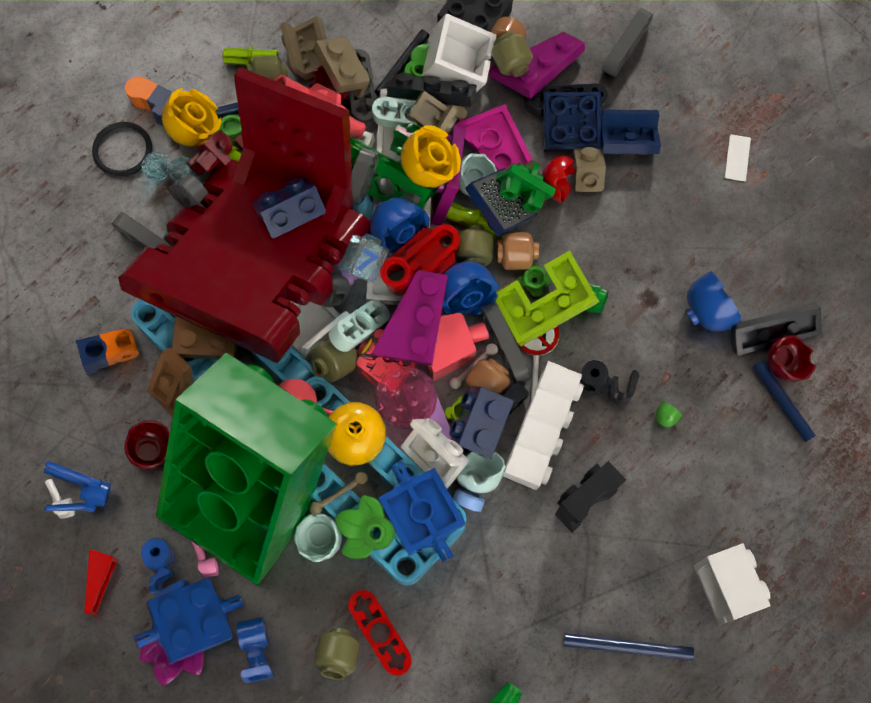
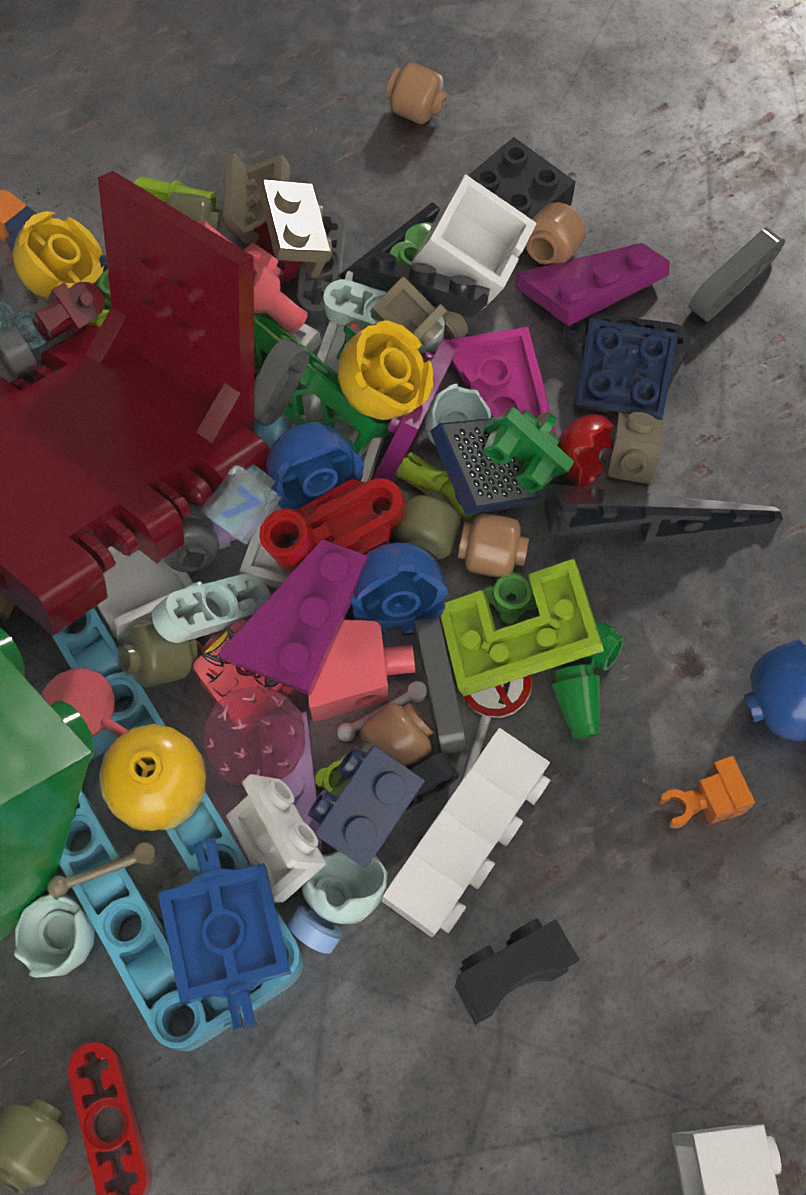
camera: 15 degrees right, 5 degrees down
(289, 206) = (147, 403): dark blue bracket -> none
(360, 528) = (116, 939): bright green plate -> none
(511, 54) = (552, 253): olive head -> none
(589, 333) = (579, 699): none -> green cone
(596, 378) = (573, 775): black leg -> none
(612, 211) = (661, 517): none -> black wedge
(630, 132) = (713, 402): dark blue bracket -> none
(667, 415) = (679, 861): bright green hinge -> none
(682, 373) = (719, 795): none -> orange piece

